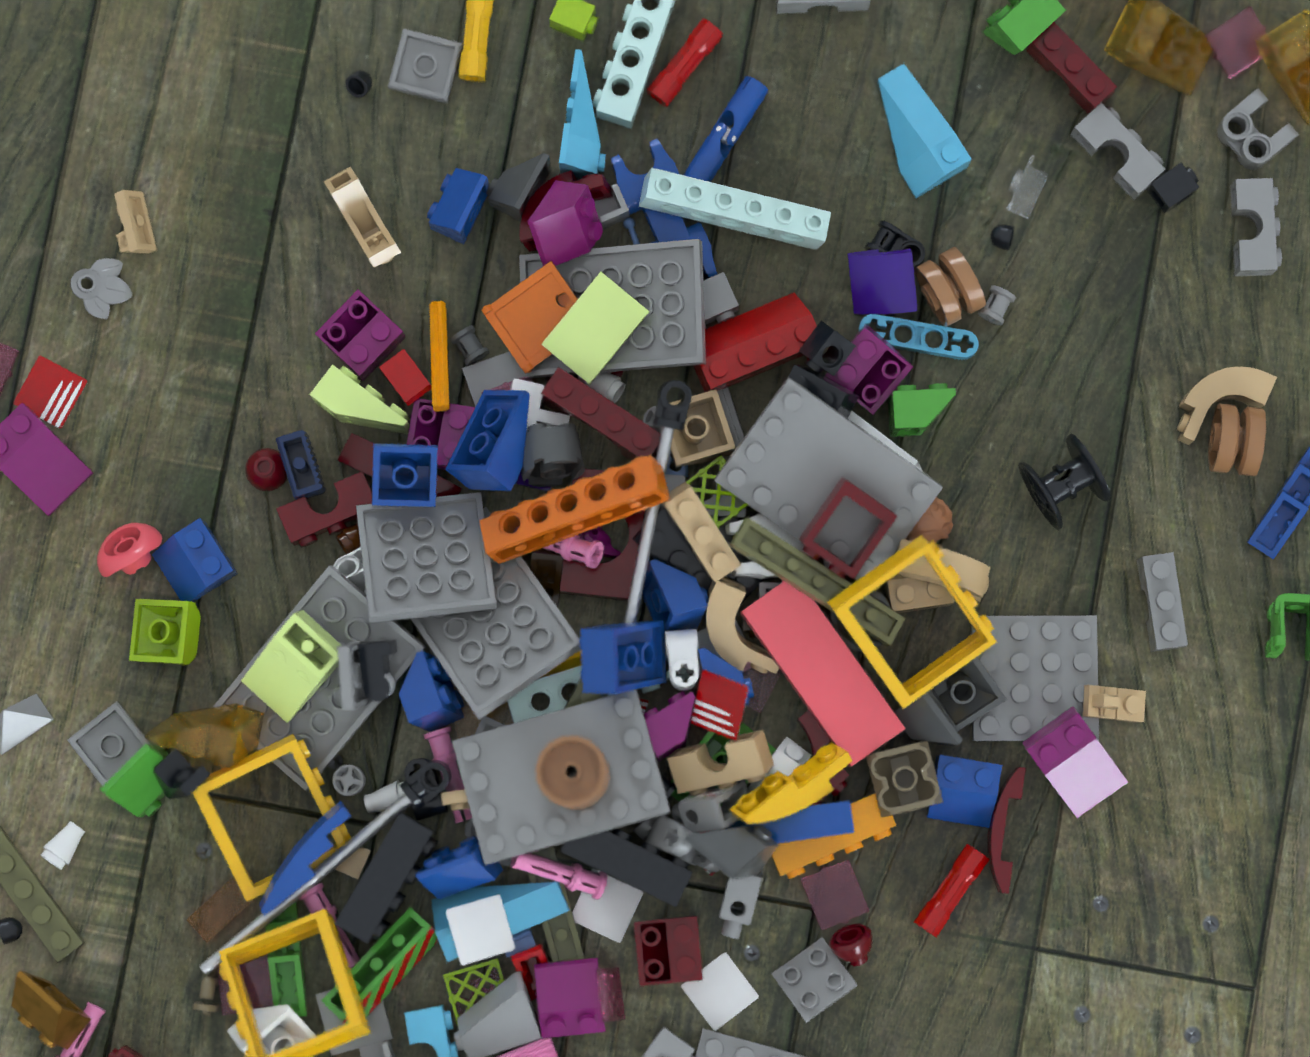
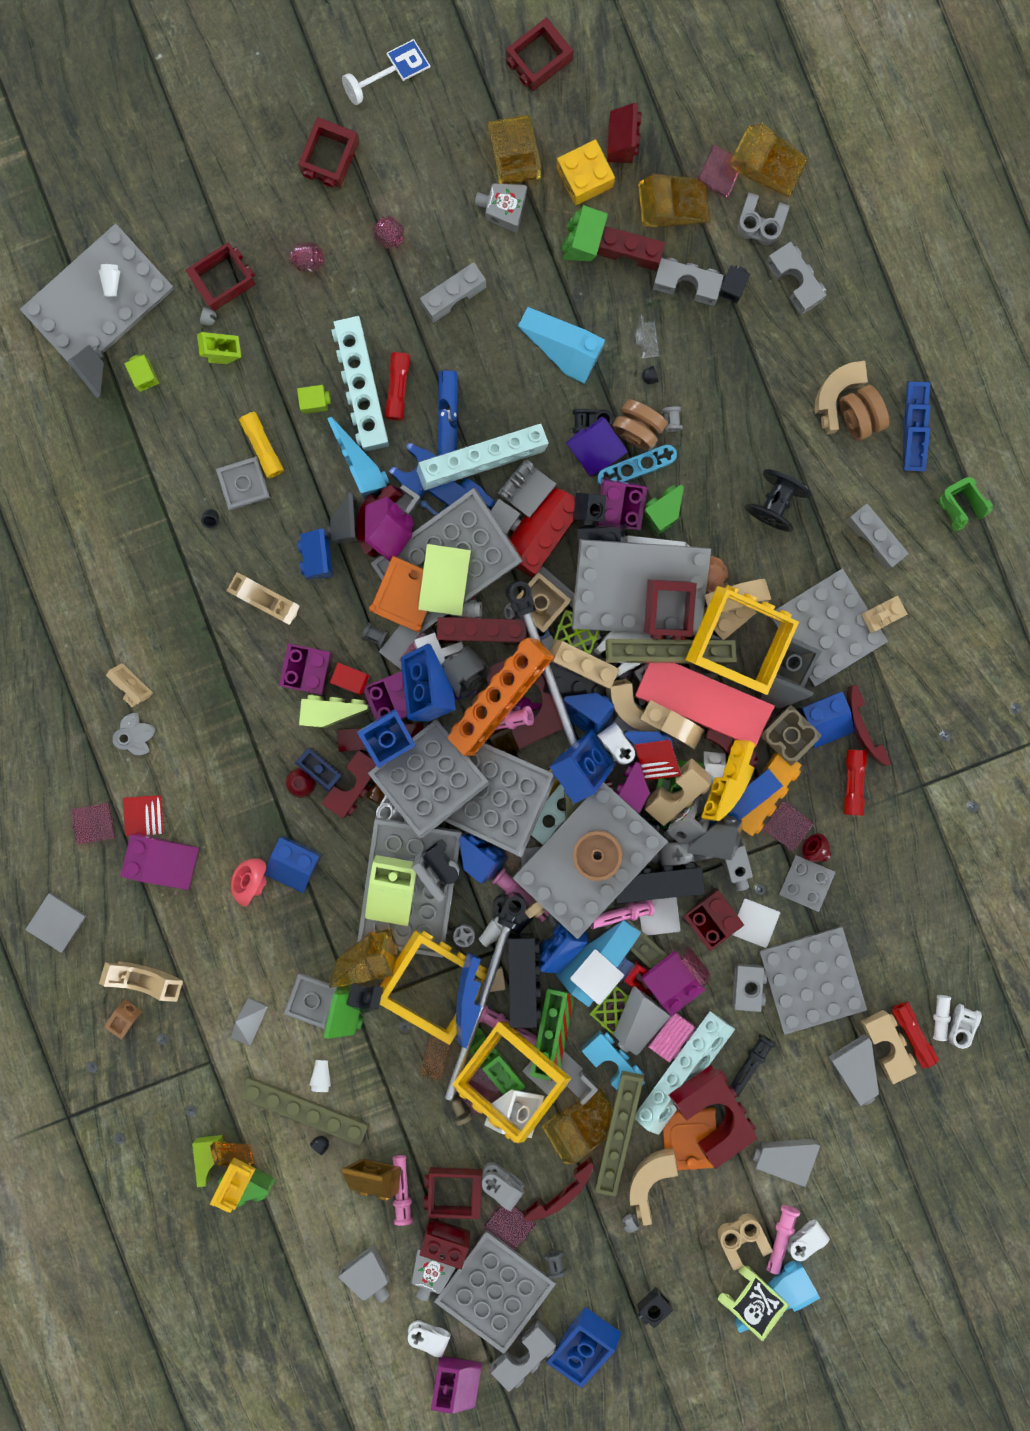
camera: 35 degrees left, 5 degrees up
(165, 631) = (301, 916): lime slope -> none
(439, 356) = (361, 653): light orange axle -> none
(766, 281) = (527, 488): none -> light grey hinge
(766, 676) = (672, 724): none -> tan arch
(1074, 762) = (882, 662): slope -> none

